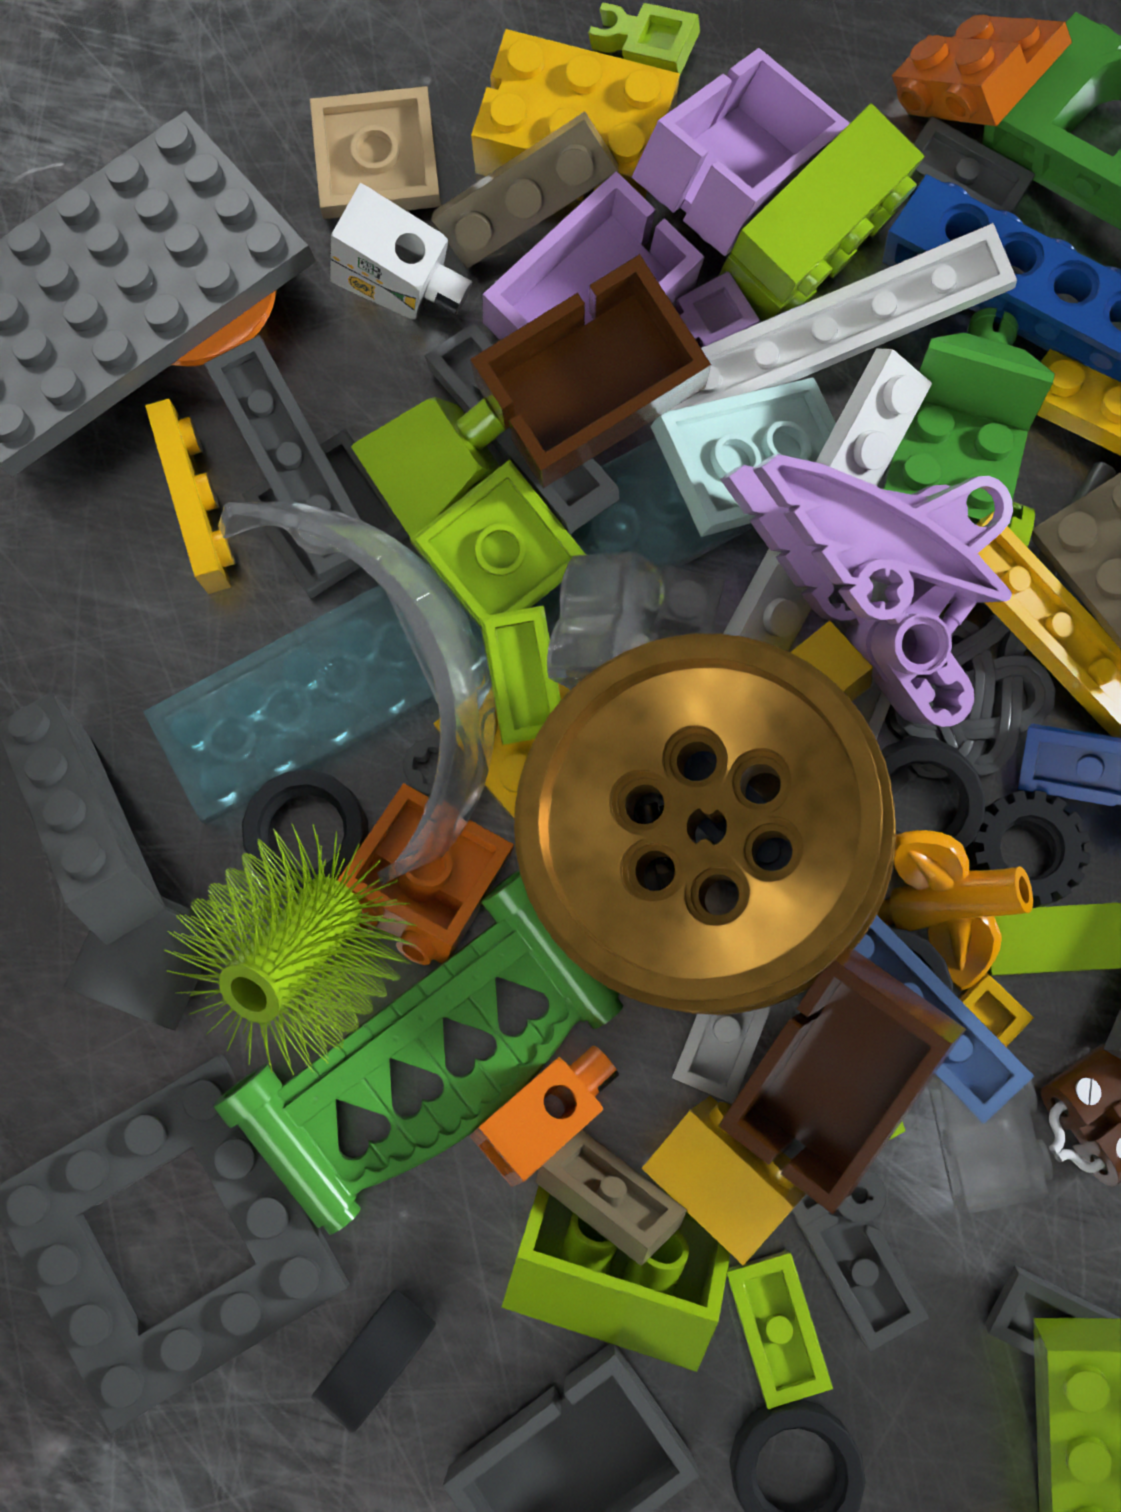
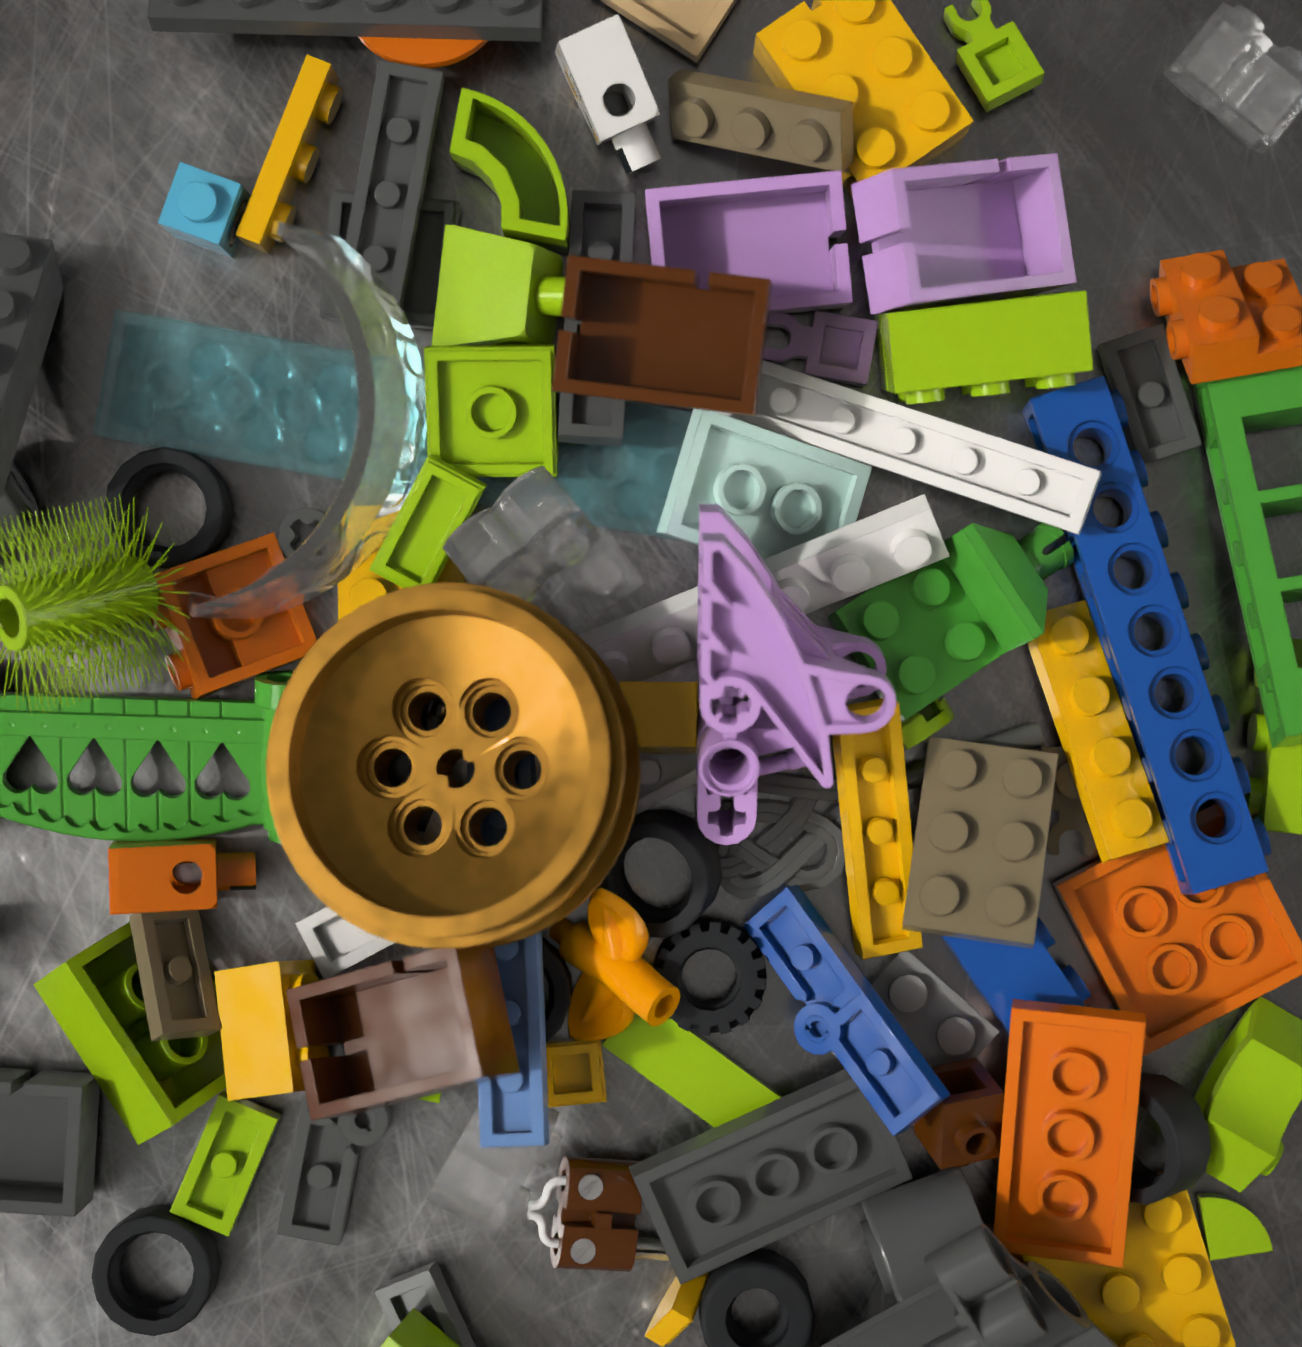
camera: 40 degrees right, 10 degrees up
(156, 582) = (204, 209): none -> medium azure brick
(367, 366) = (516, 165): none -> lime brick

